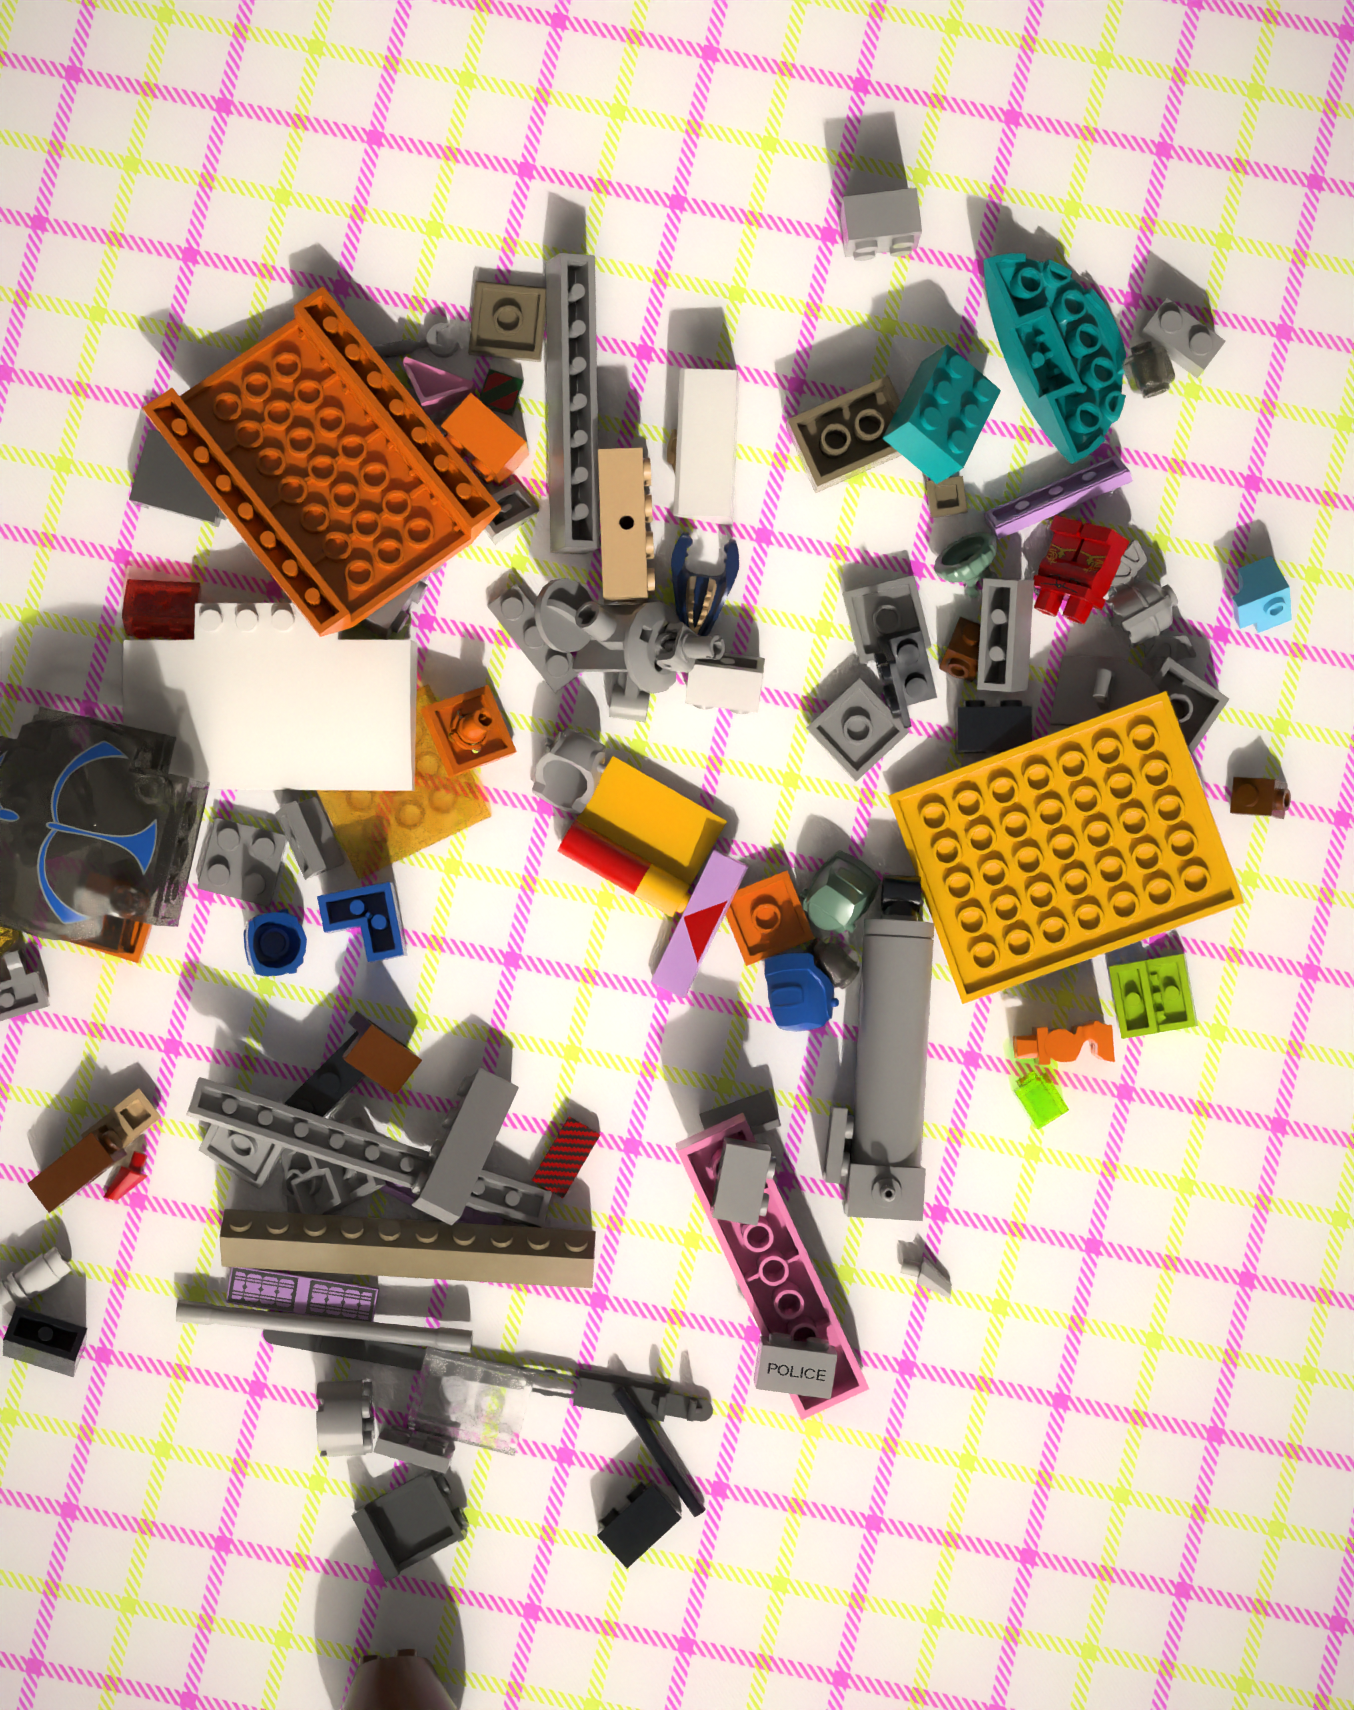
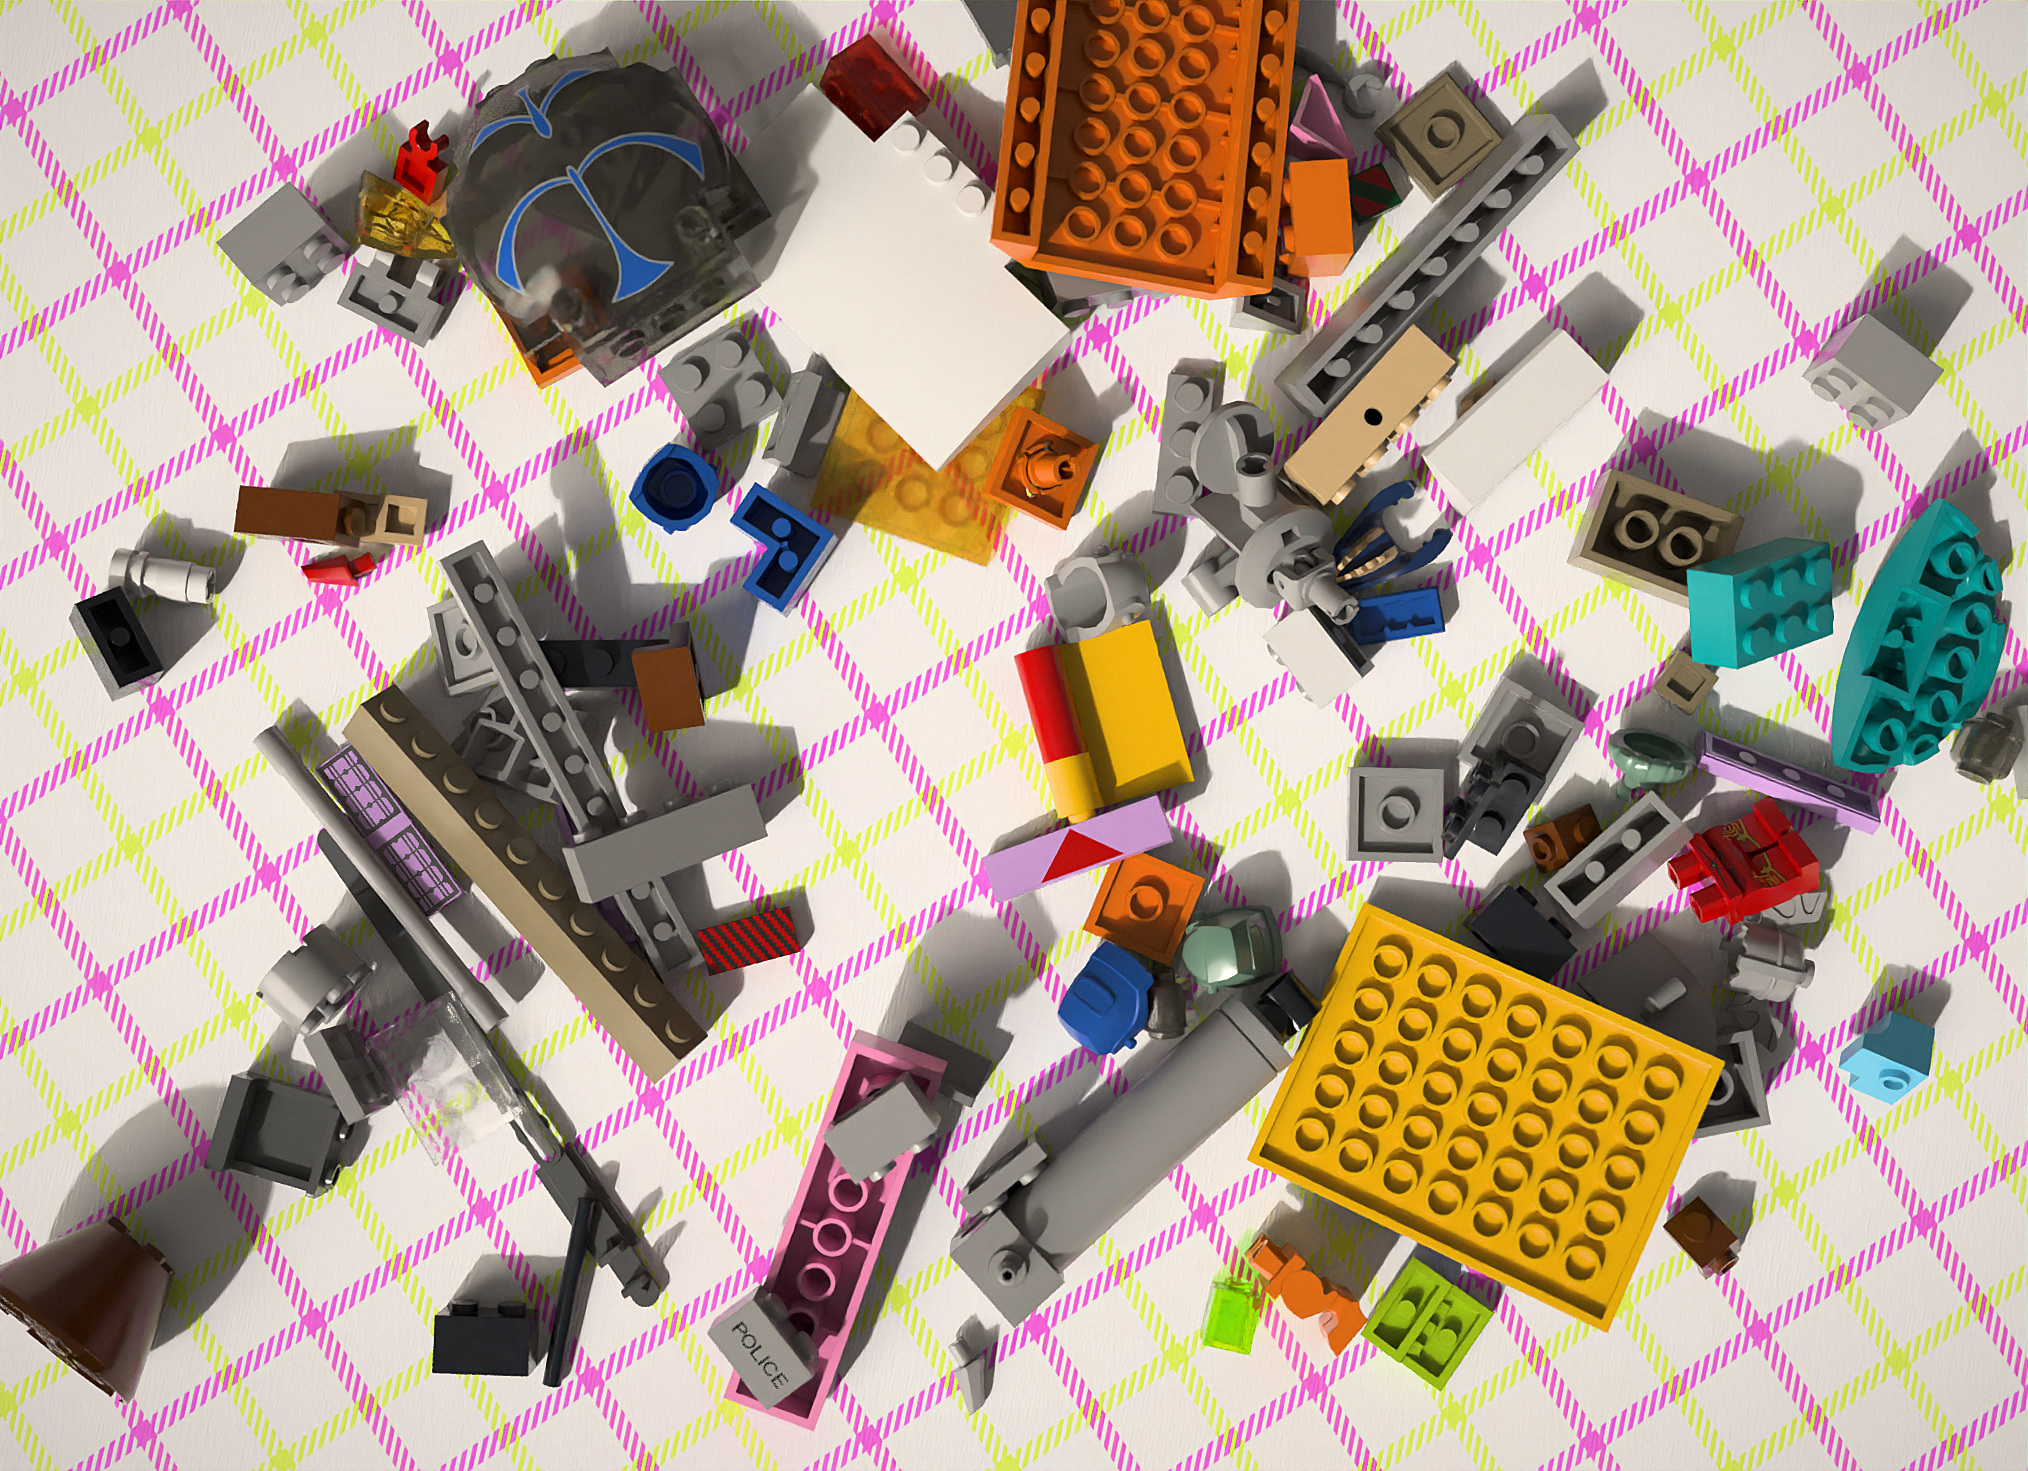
camera: 40 degrees right, 0 degrees up
(749, 617) = (1397, 616): none -> blue plate

